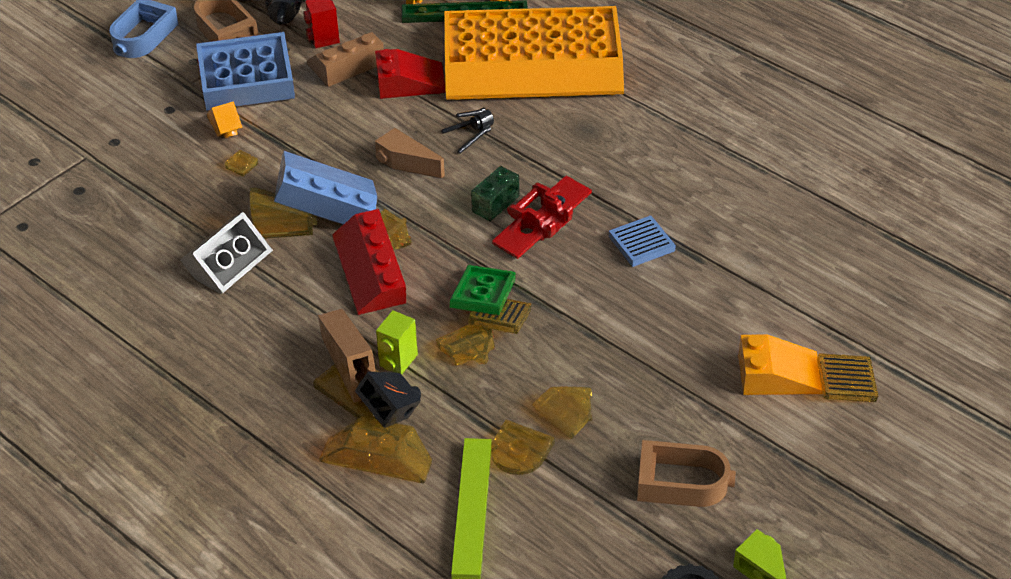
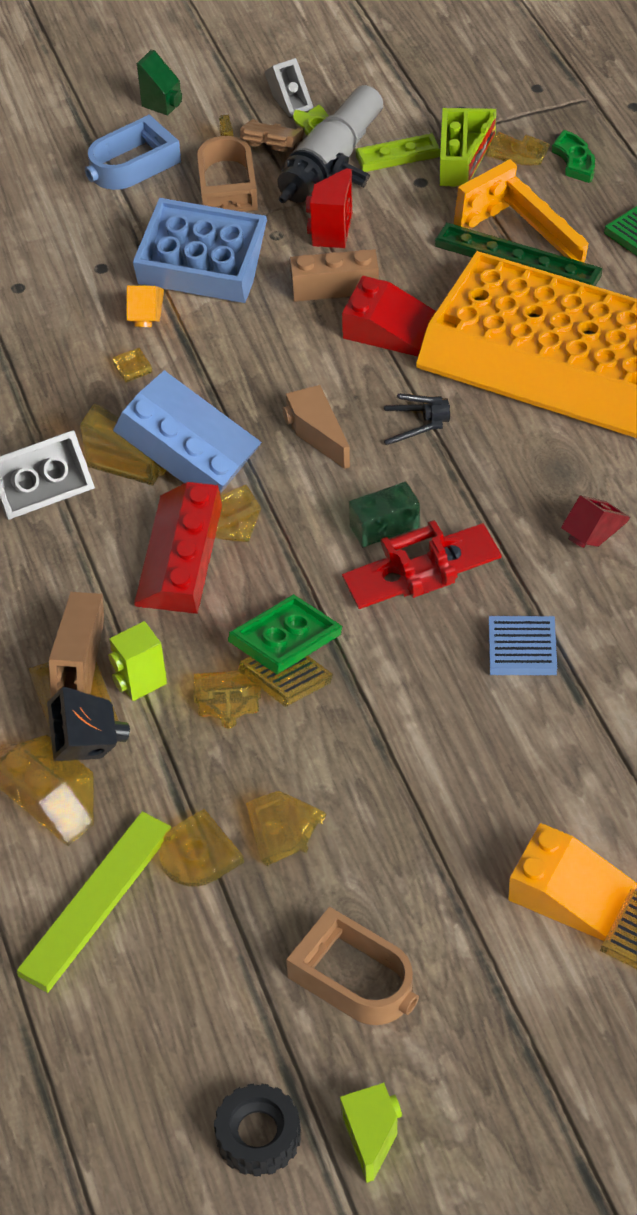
camera: 30 degrees right, 5 degrees up
(634, 150) = (593, 521): none -> dark red slope

